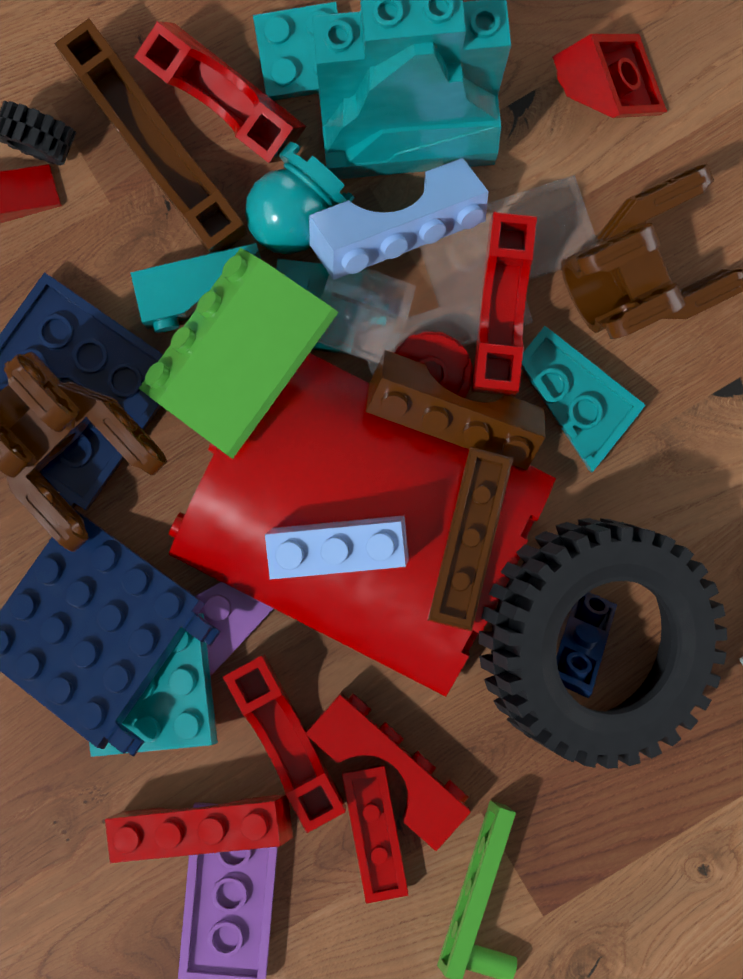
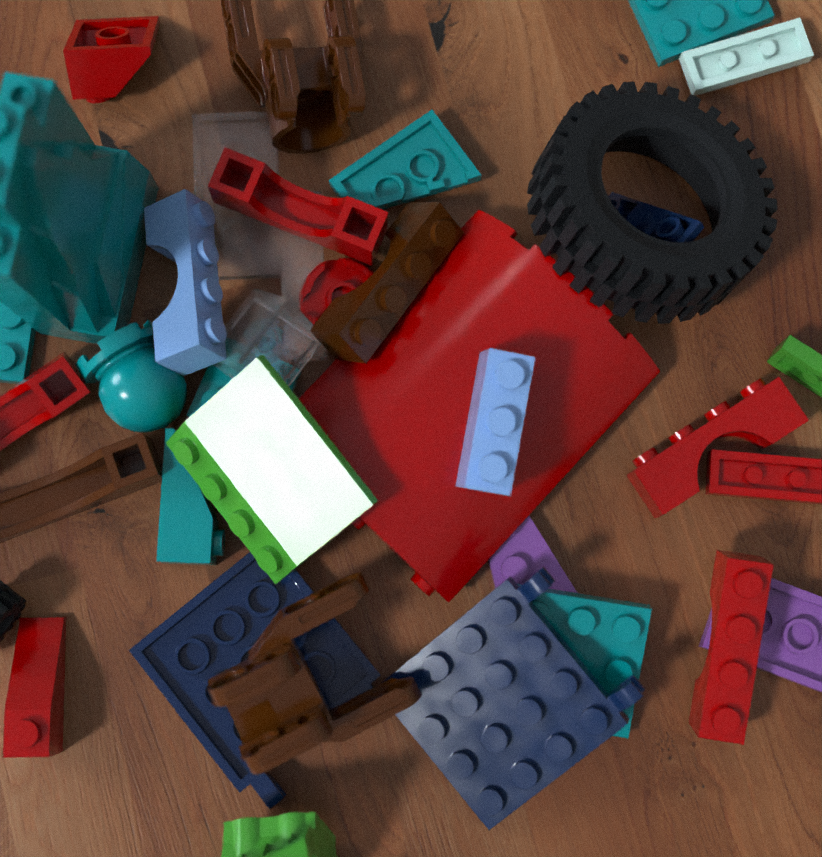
camera: 75 degrees left, 5 degrees down
(285, 741) = (666, 537): red arch -> none
(470, 539) = (521, 296): reddish brown tile -> none

